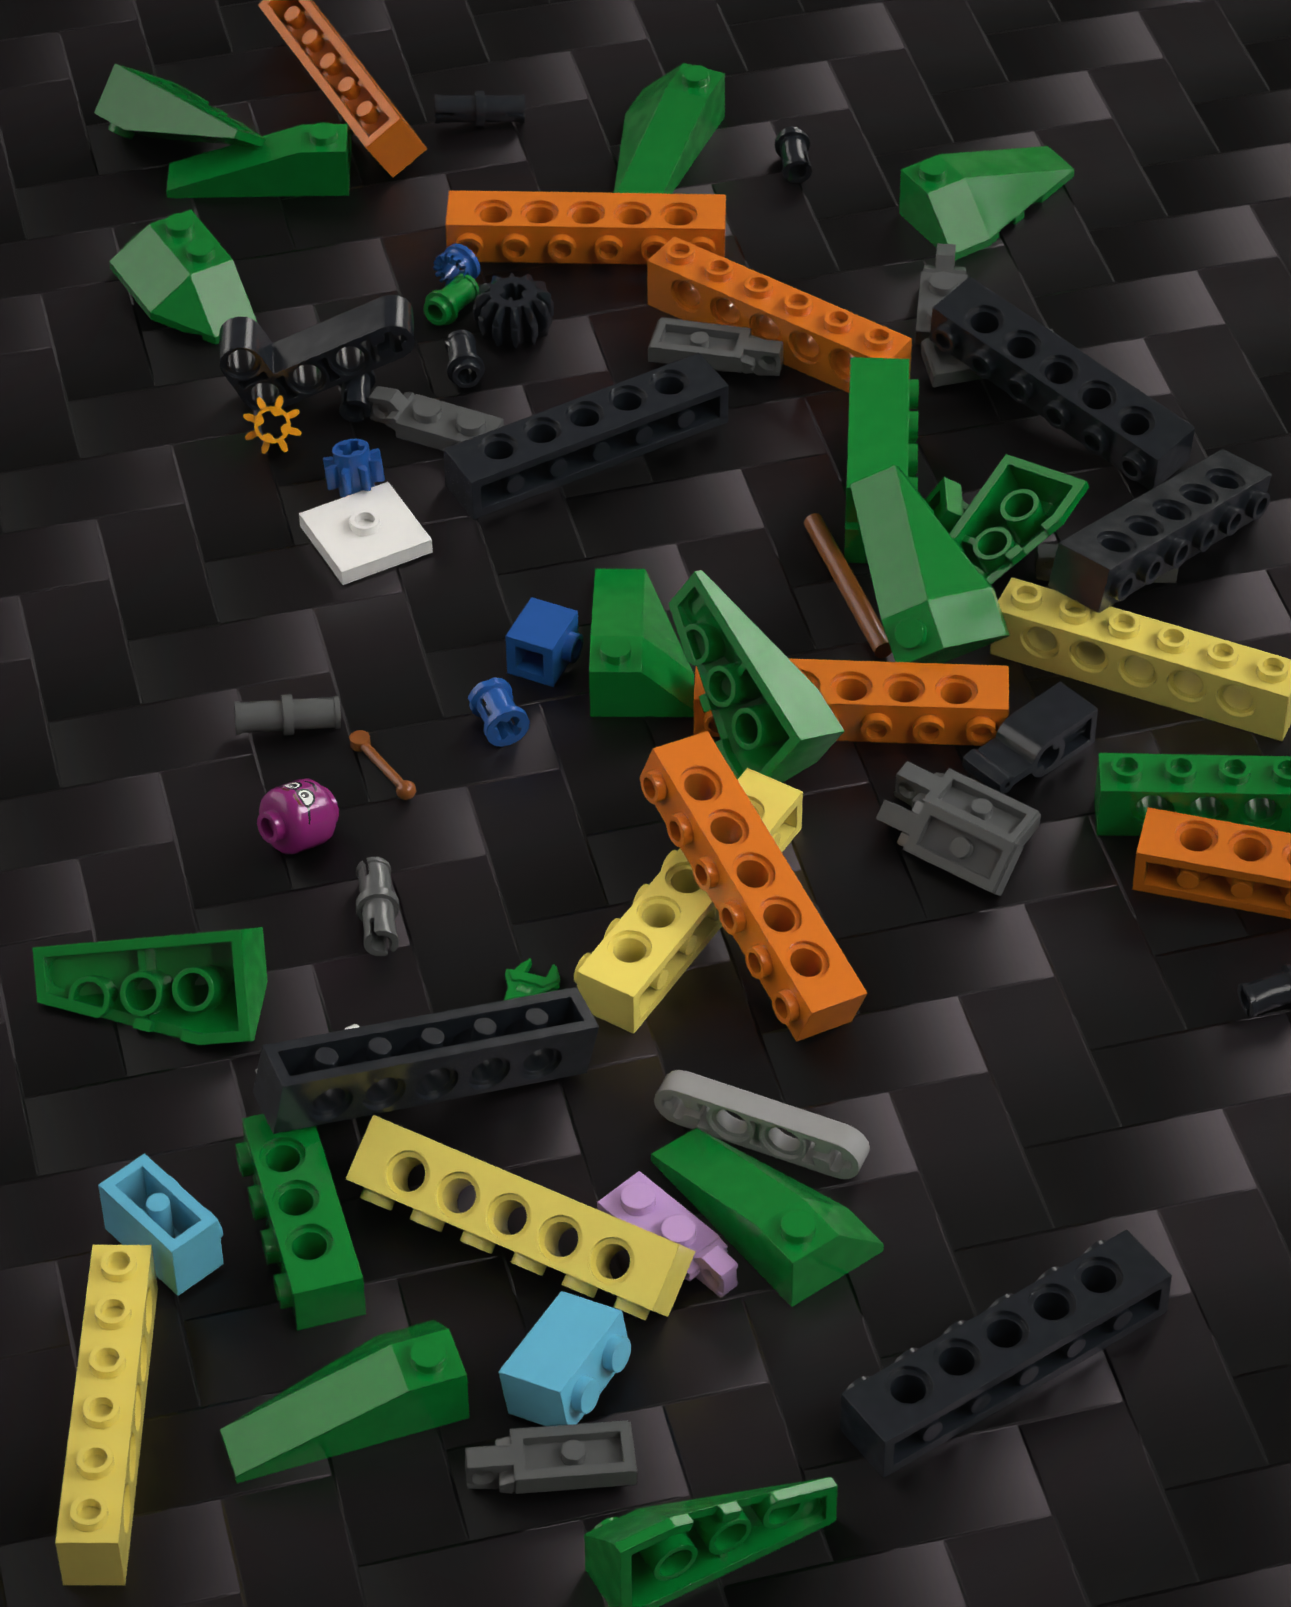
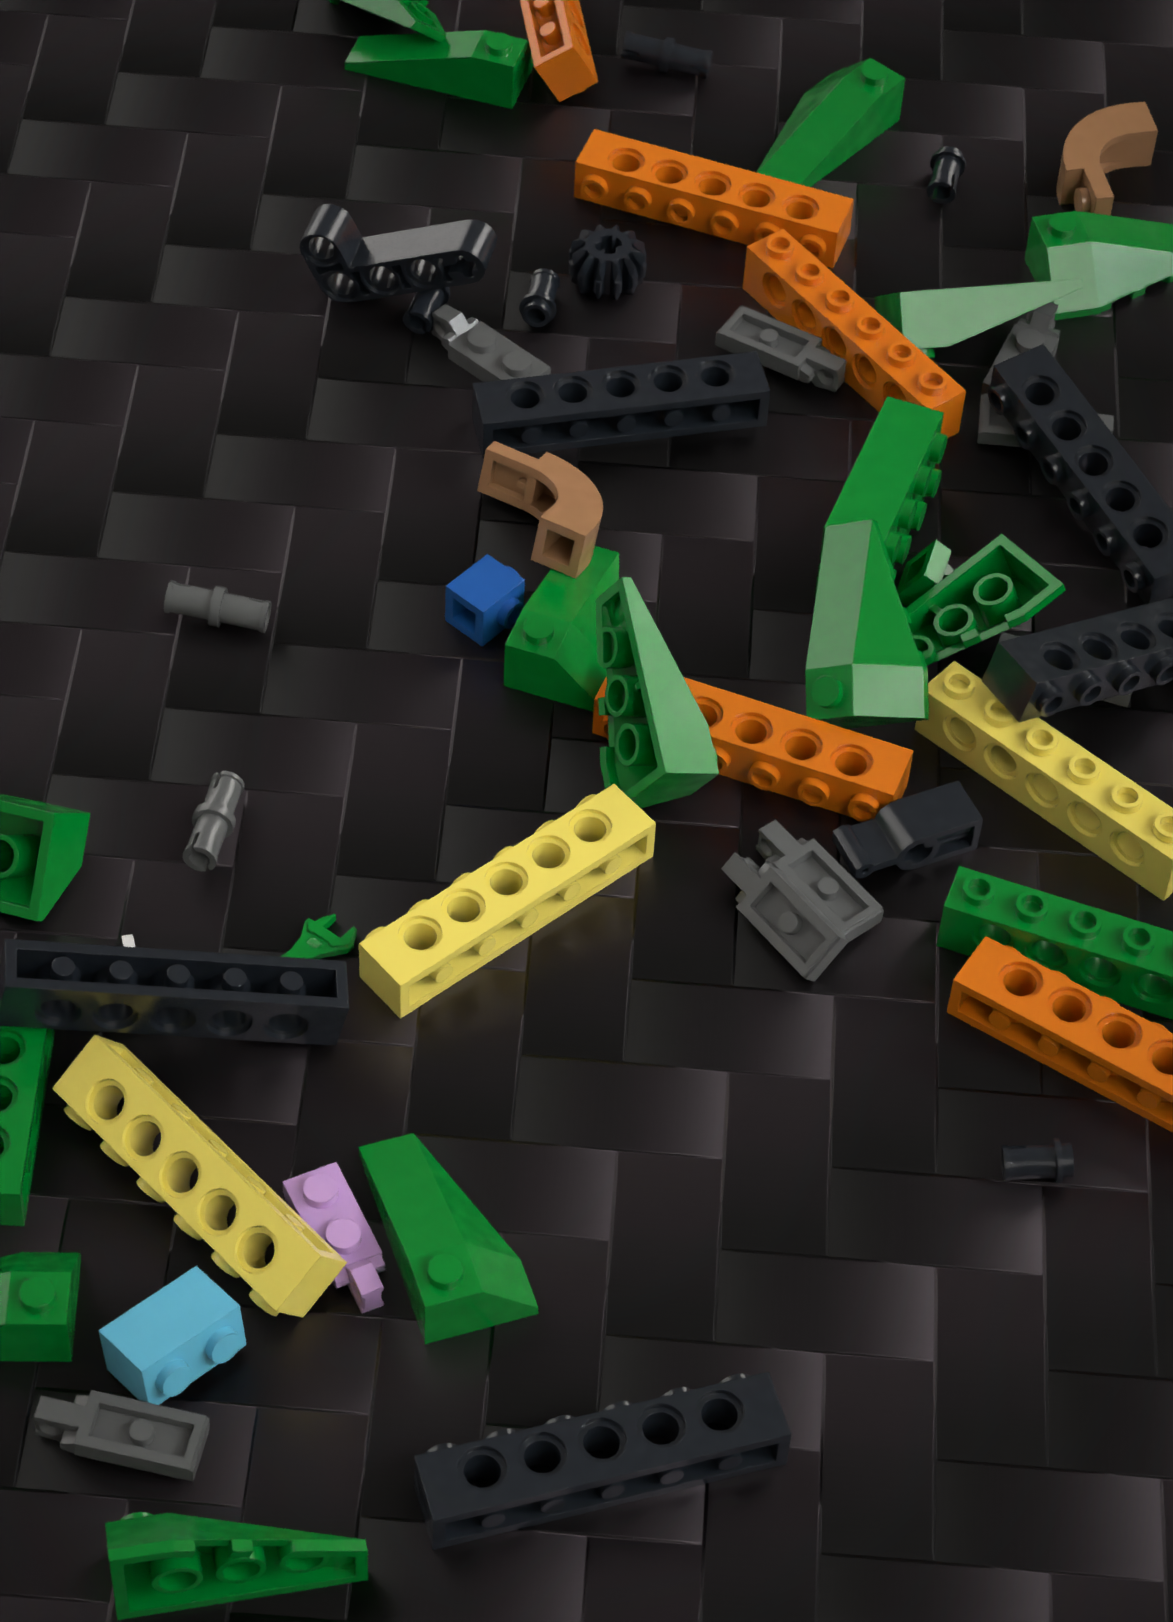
camera: 15 degrees right, 5 degrees up
(182, 276) = (315, 151): green wedge -> none
(268, 437) = (325, 329): light orange gear -> none
(297, 816) = (178, 710): magenta head -> none
(353, 467) = (386, 380): blue gear -> none
(361, 742) = (277, 652): dark orange hinge -> none
(365, 533) = (374, 445): white plate -> none
(443, 305) = (546, 240): green pin -> none
(457, 254) = (574, 205): blue bush -> none
(498, 712) = (413, 664): blue bush -> none
(565, 530) = (556, 495): none -> medium nougat arch
(752, 886) = (548, 776): orange brick -> none
(821, 1141) = (473, 1150): light grey beam -> none
(848, 585) = (803, 605): dark orange bar -> none
(872, 272) = (954, 314): none -> wedge
(928, 91) = (1099, 144): none -> medium nougat arch

